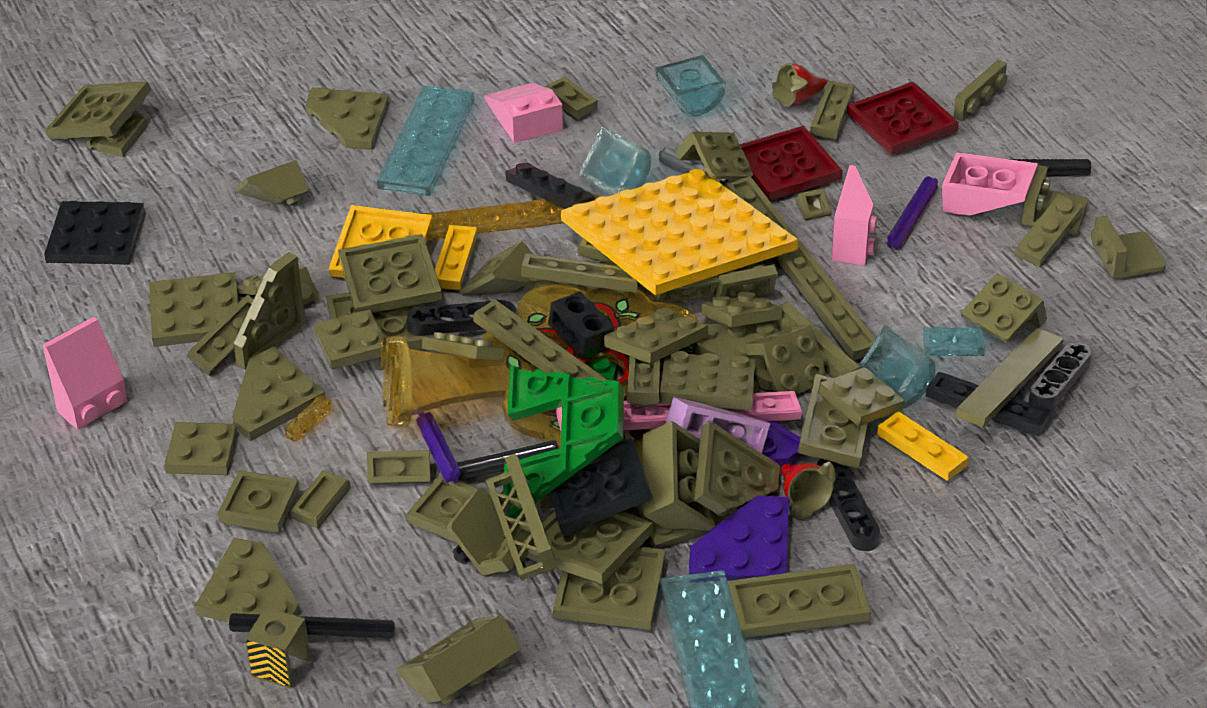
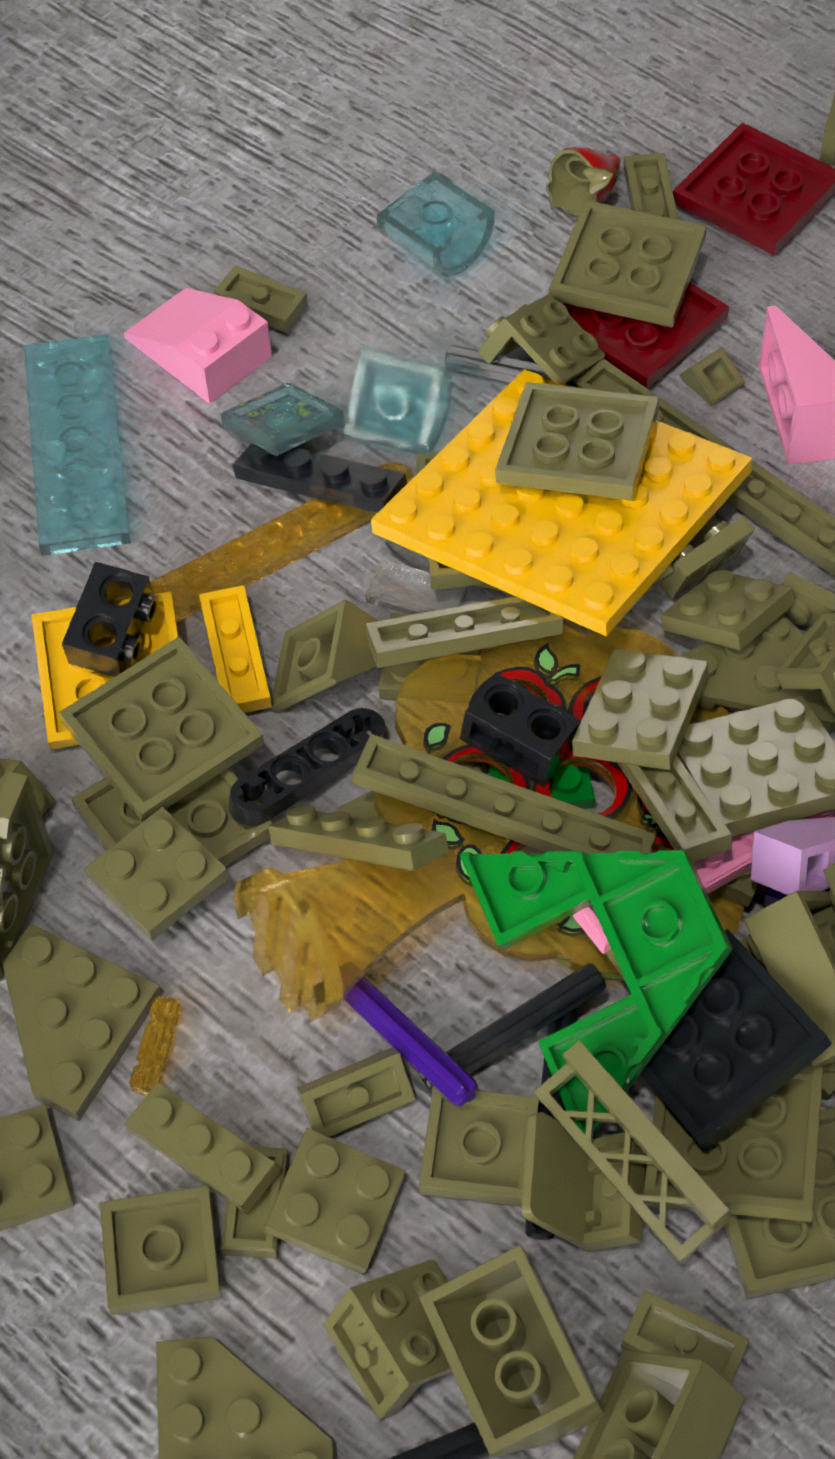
camera: 20 degrees left, 15 degrees up
(305, 464) = (202, 1148): none -> olive plate
(360, 508) = (334, 1201): none -> olive plate
(363, 567) = (389, 1337): none -> olive bracket
(388, 214) = (99, 619): none -> black brick
(410, 592) = (511, 1355): none -> olive slope
(521, 627) = (677, 1332): none -> olive plate
(545, 155) = (282, 418): none -> clear light blue tile
(698, 201) = (578, 440): none -> olive plate
(792, 130) = (628, 263): none -> olive plate

